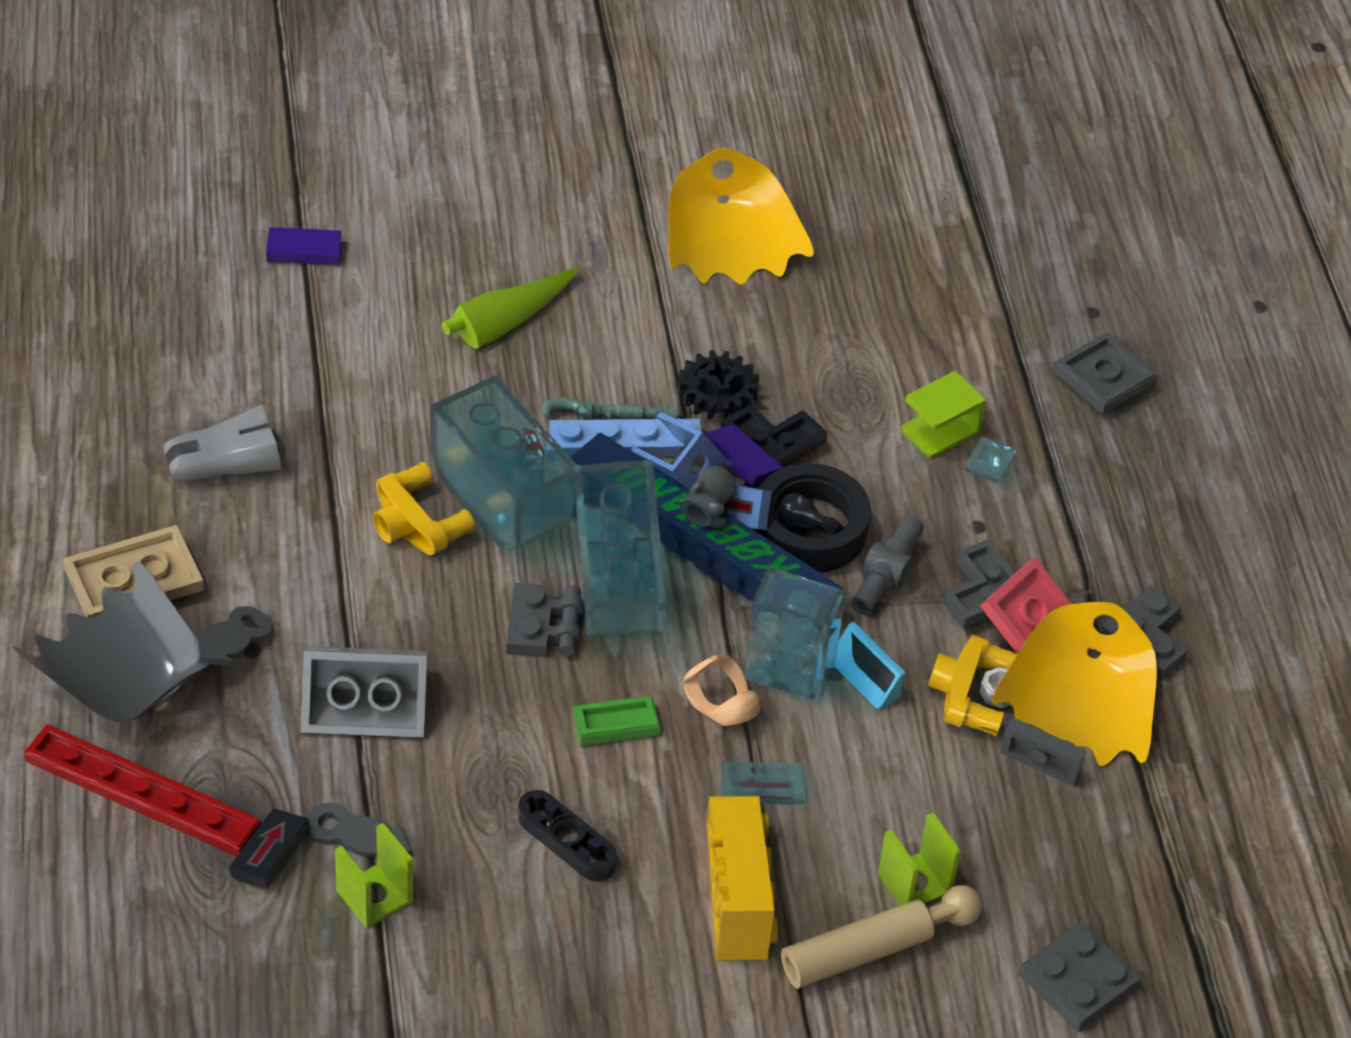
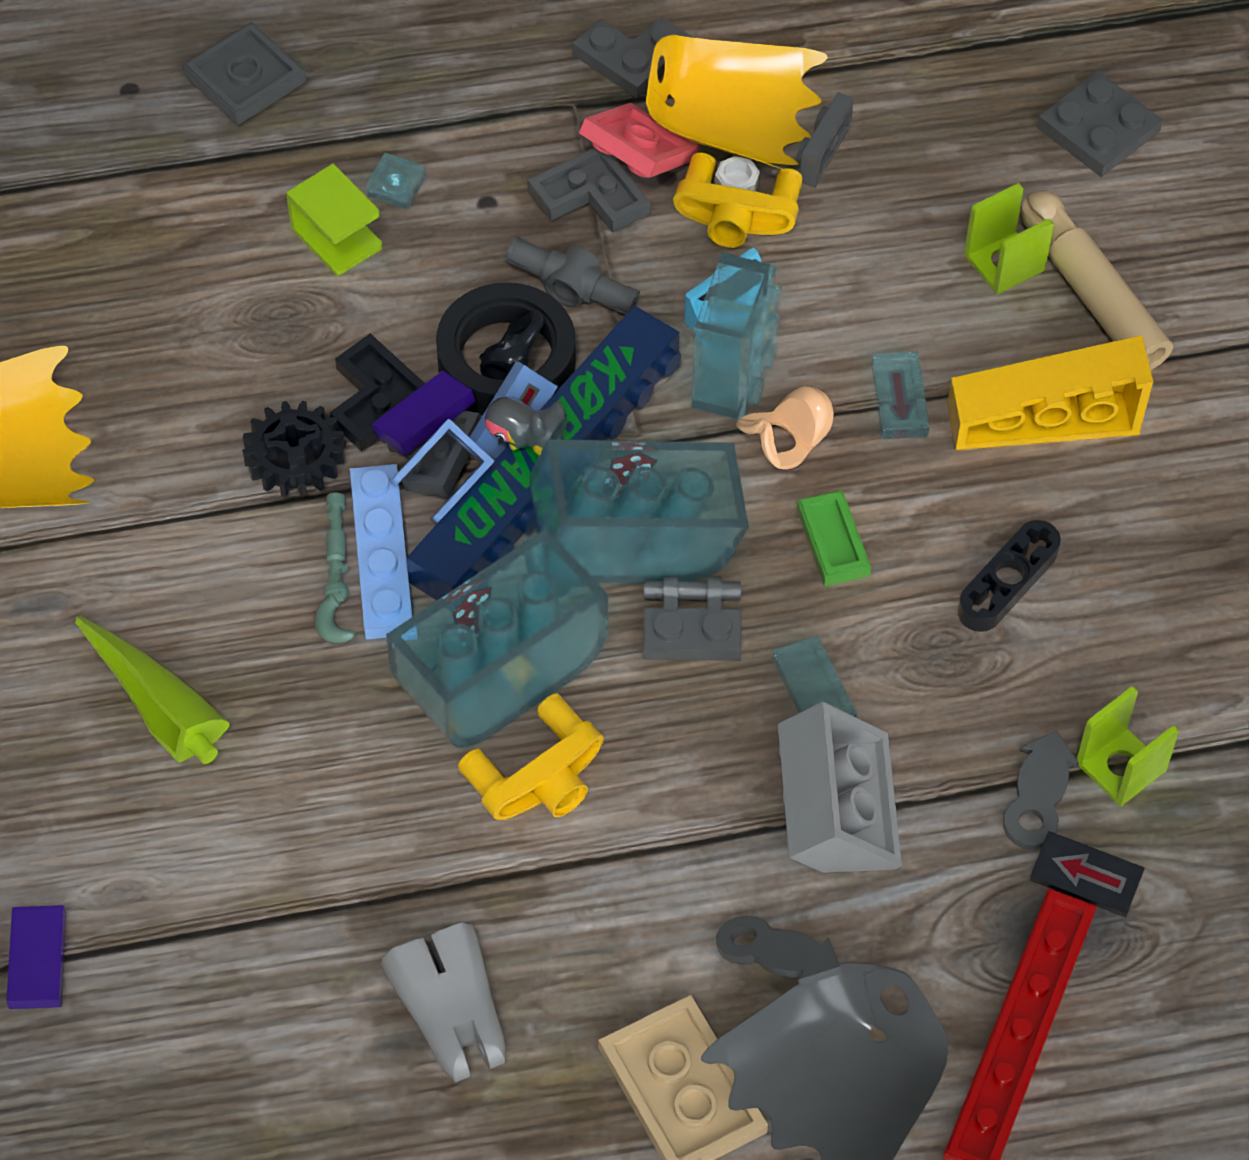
camera: 90 degrees left, 10 degrees up
(472, 693) = (811, 676): none -> clear light blue tile

